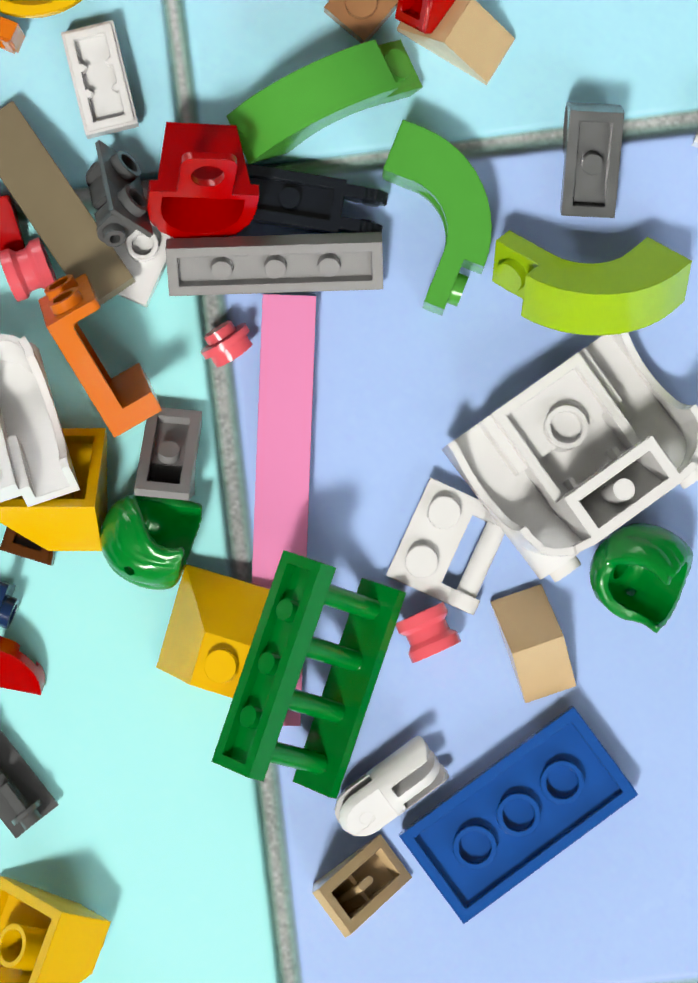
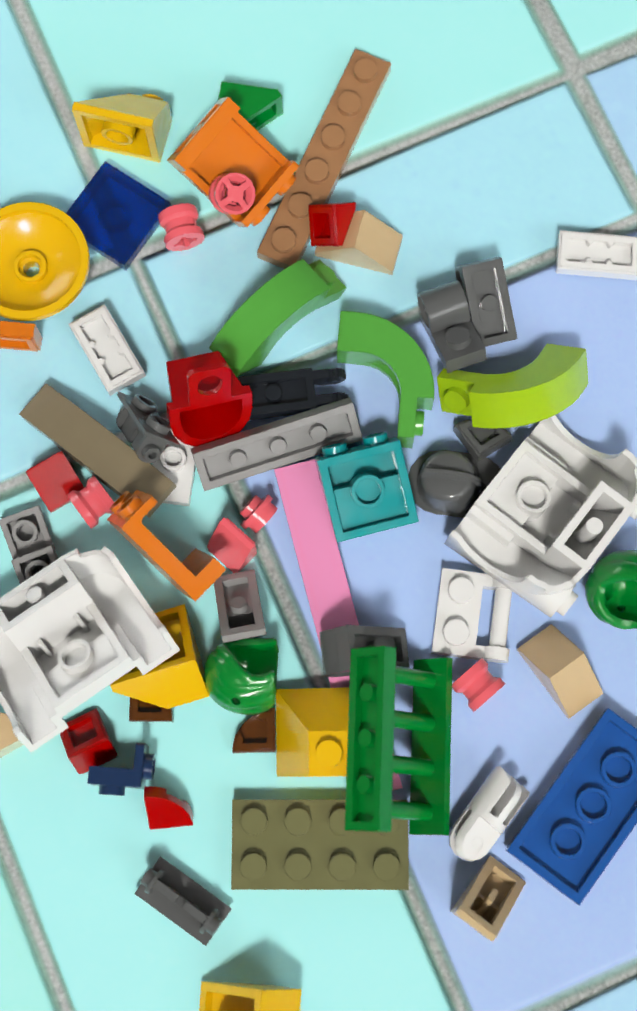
camera: 15 degrees left, 10 degrees down
(147, 611) = (257, 734): none -> reddish brown tile
(162, 758) = (308, 848): none -> olive plate
(182, 374) = (231, 546): none -> coral slope
(320, 544) = (337, 646): none -> dark grey plate
(367, 350) = (366, 486): none -> teal plate
(475, 372) = (449, 481): none -> dark grey piece
(526, 335) = (481, 441): none -> dark grey tile
(534, 180) = (449, 327): none -> dark grey plate

